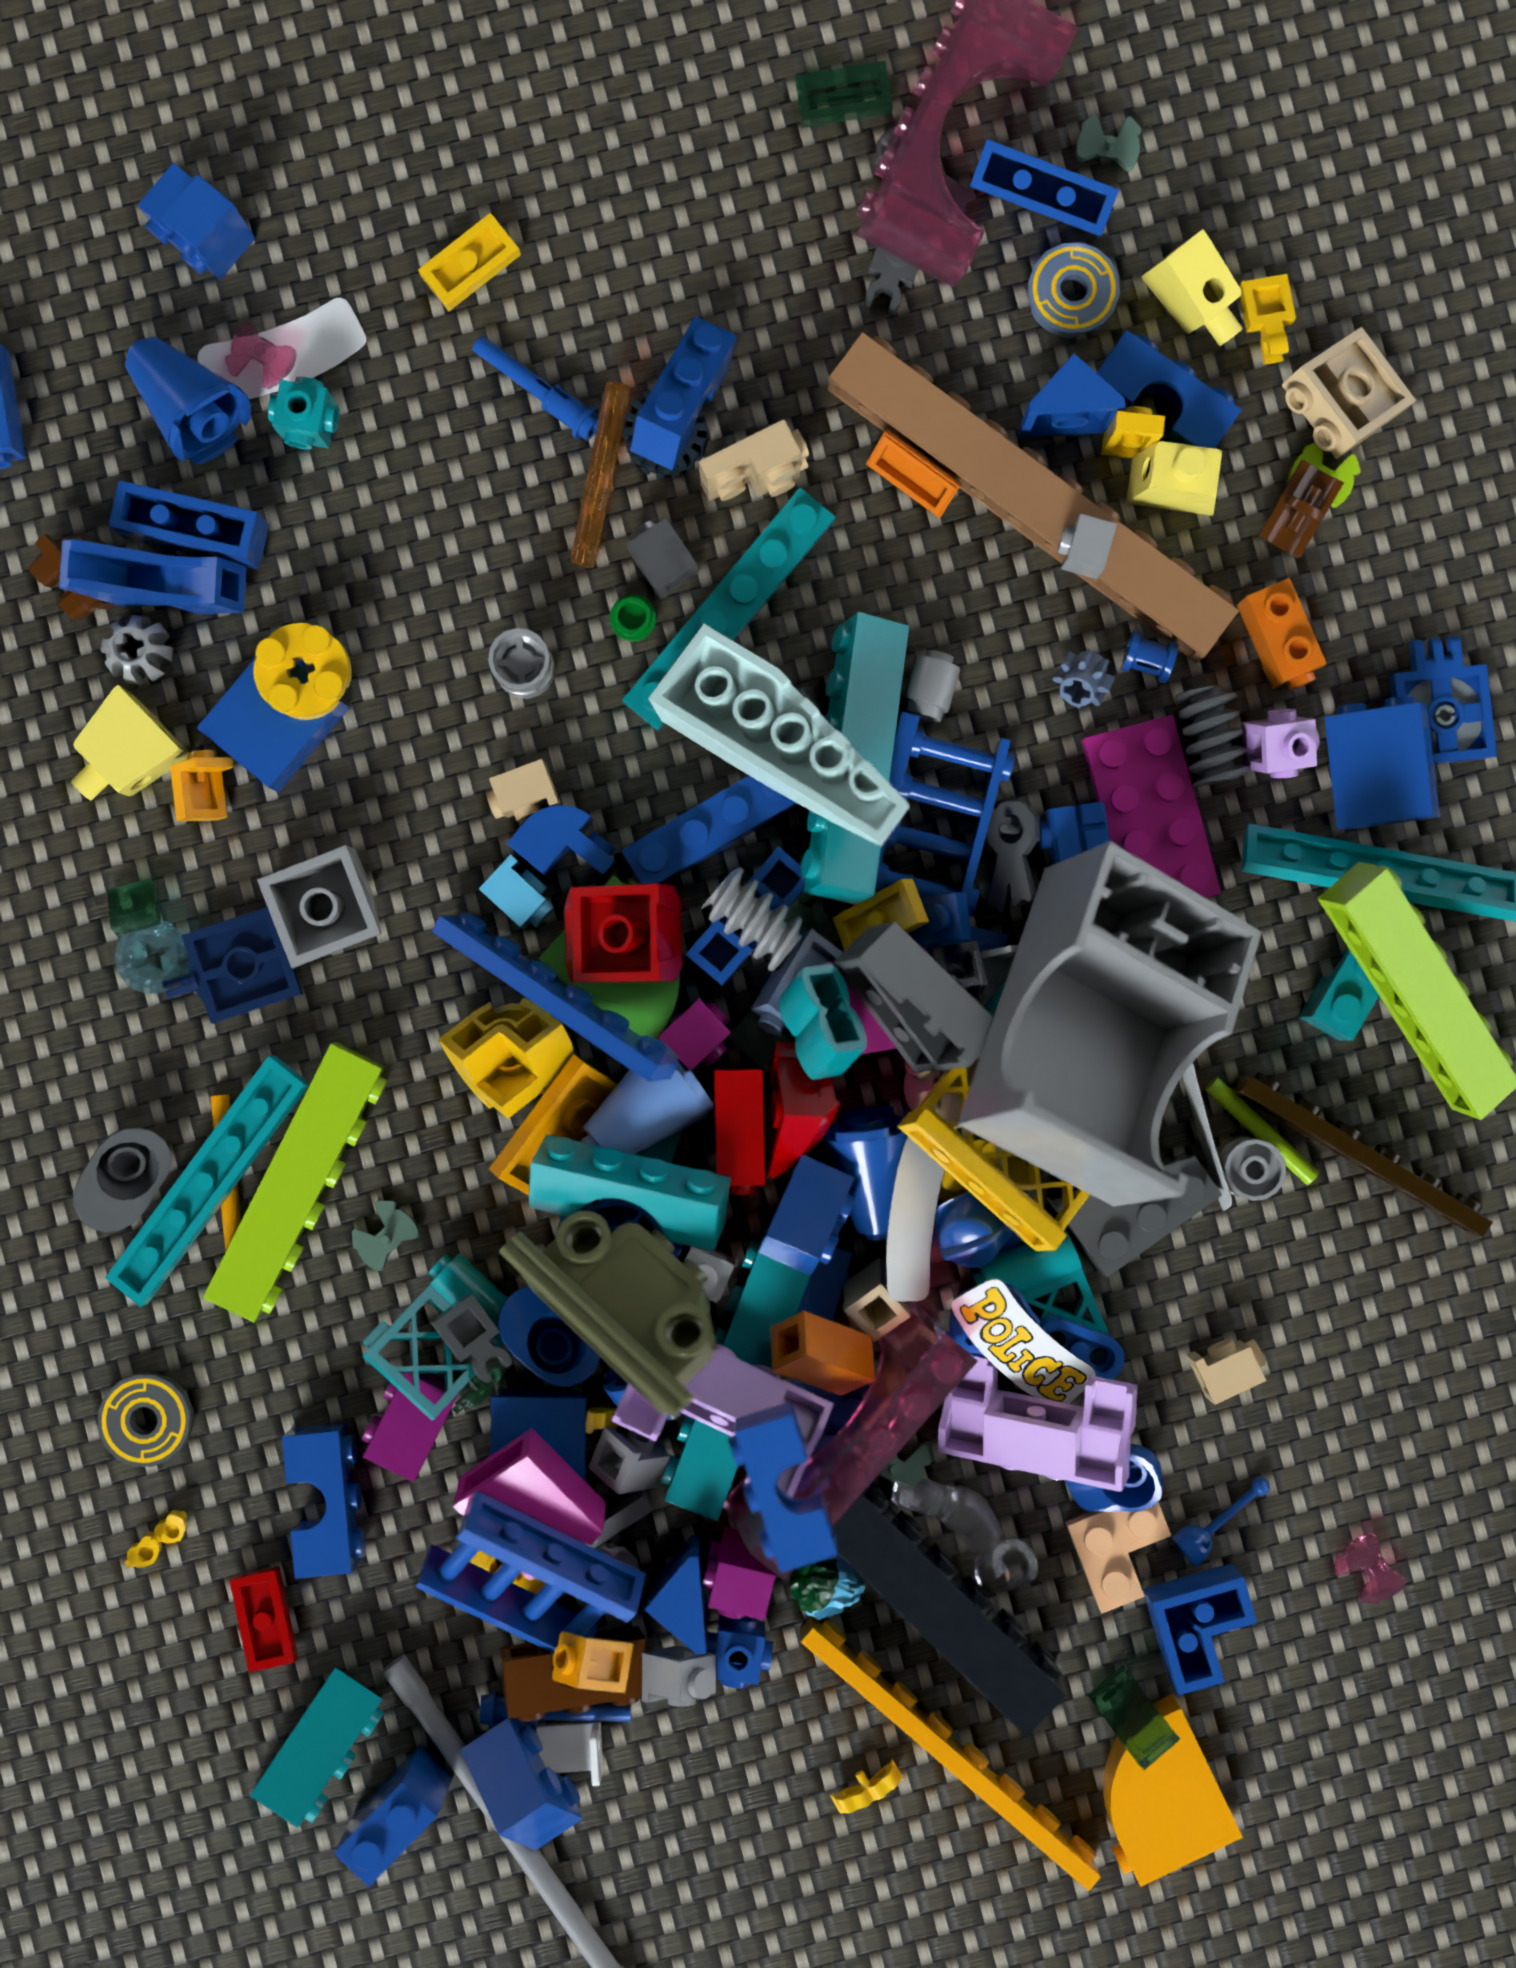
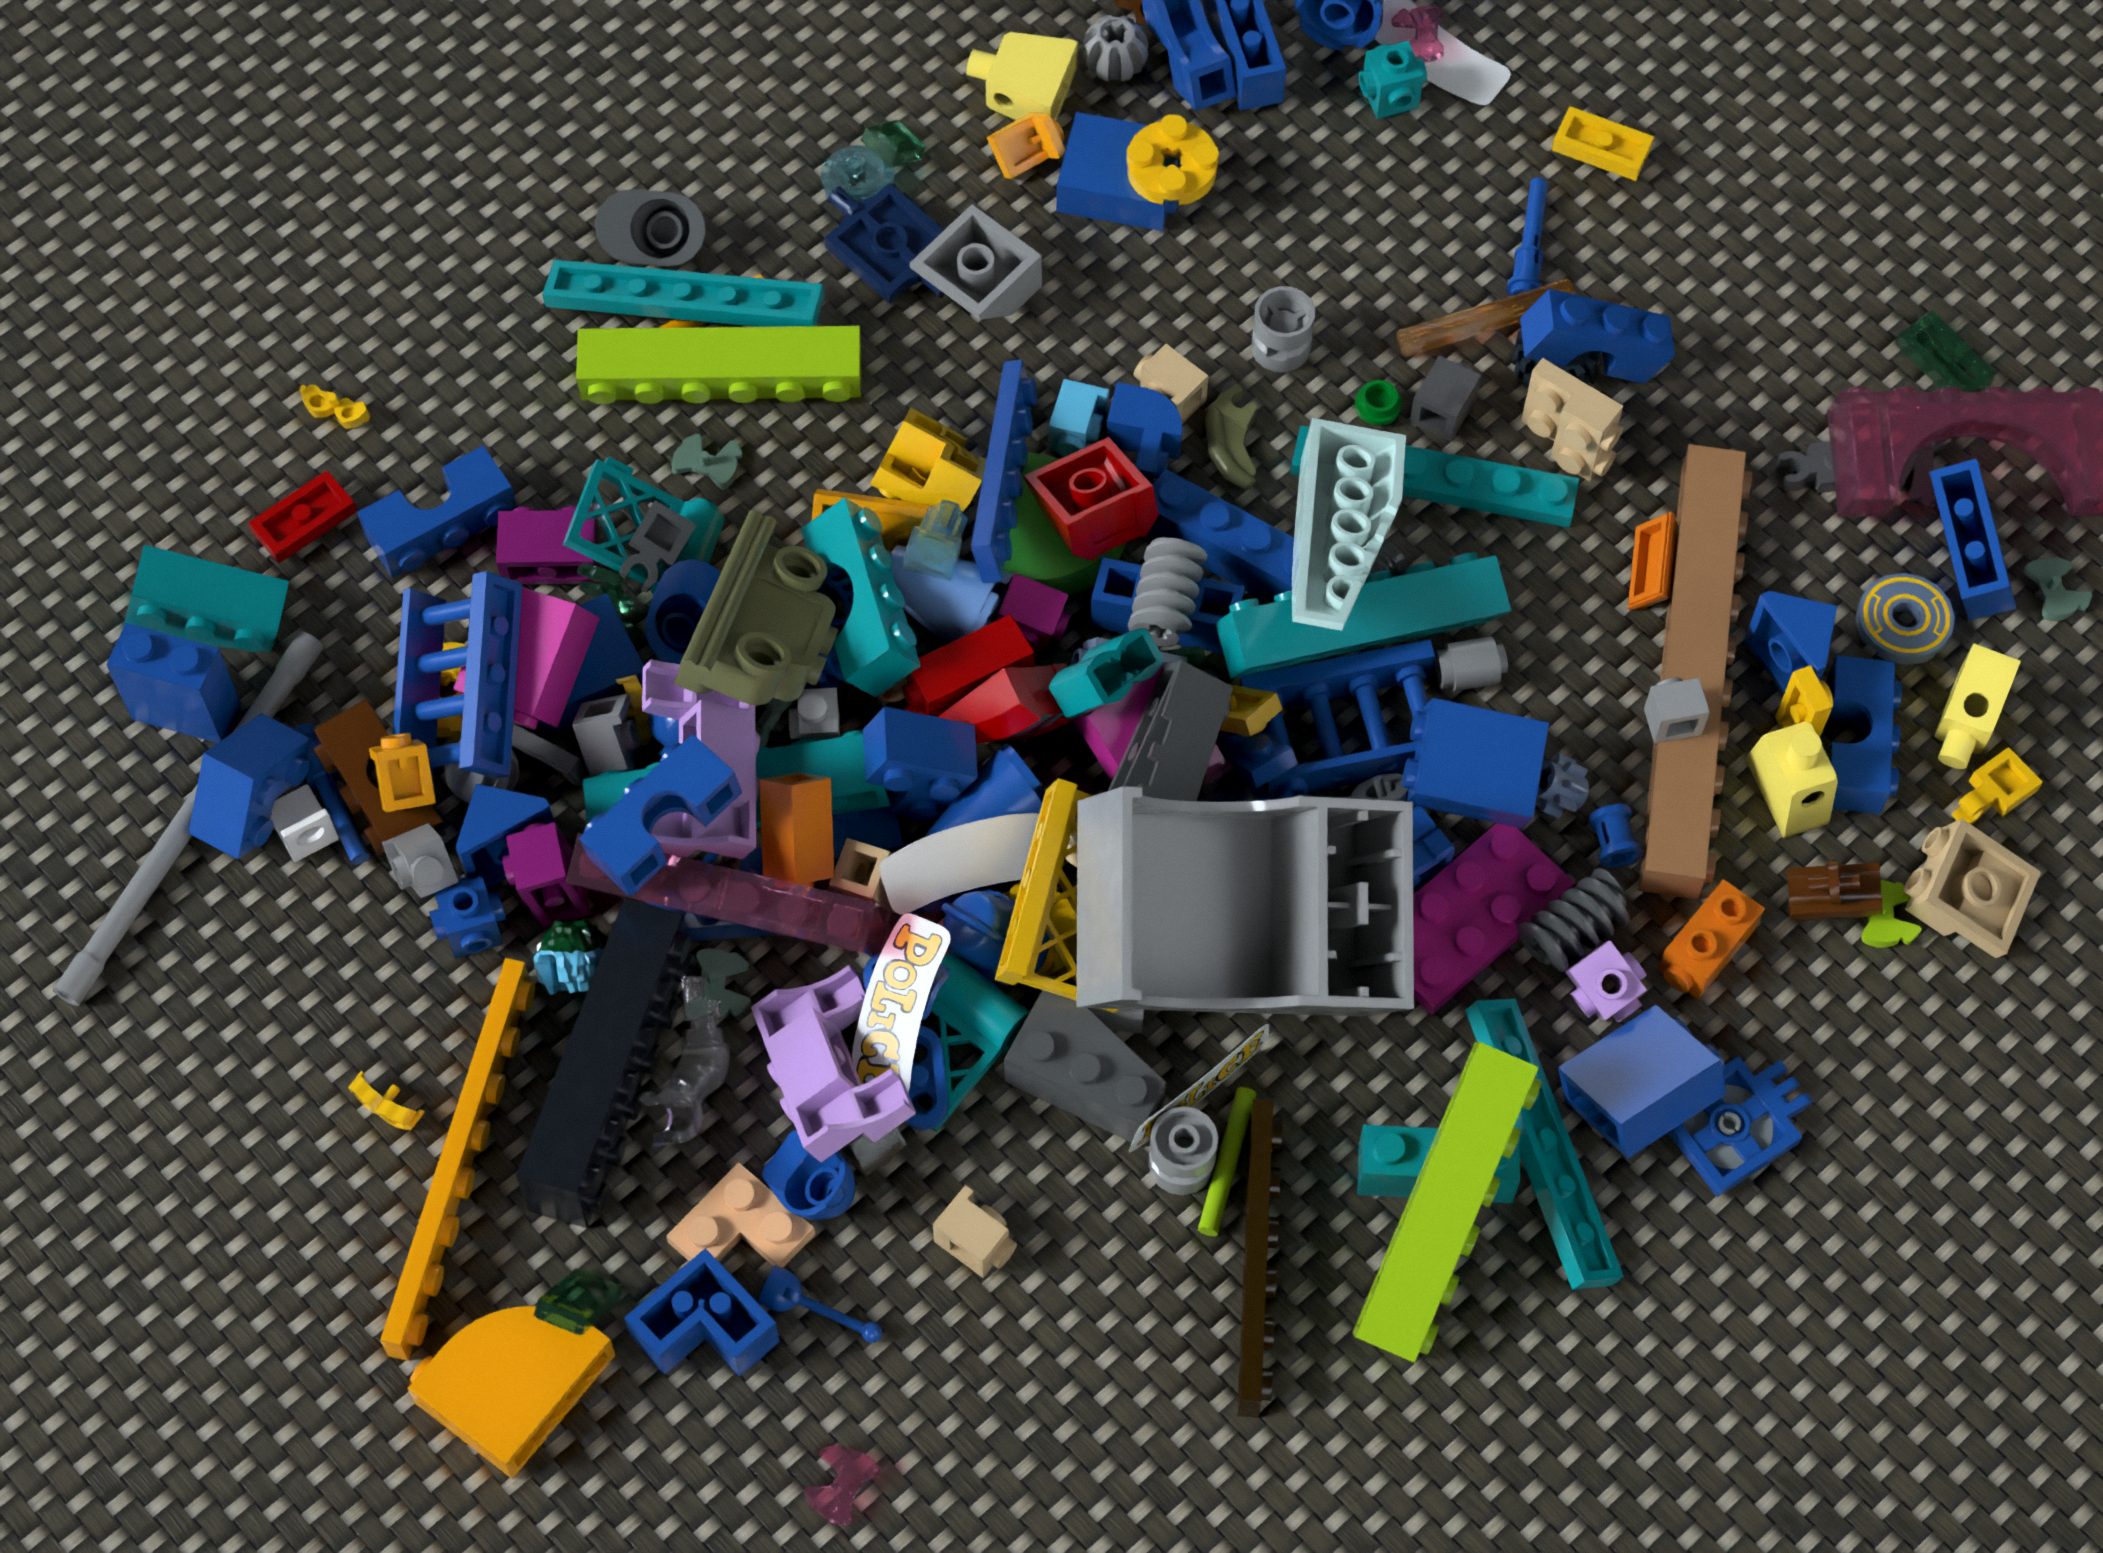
camera: 65 degrees right, 25 degrees down
(118, 1424) = (437, 327): dark grey tile -> none
(595, 769) = (1226, 434): none -> olive piece
(620, 1105) = (937, 542): none -> clear light blue piece
(1045, 743) = (1475, 762): none -> blue brick

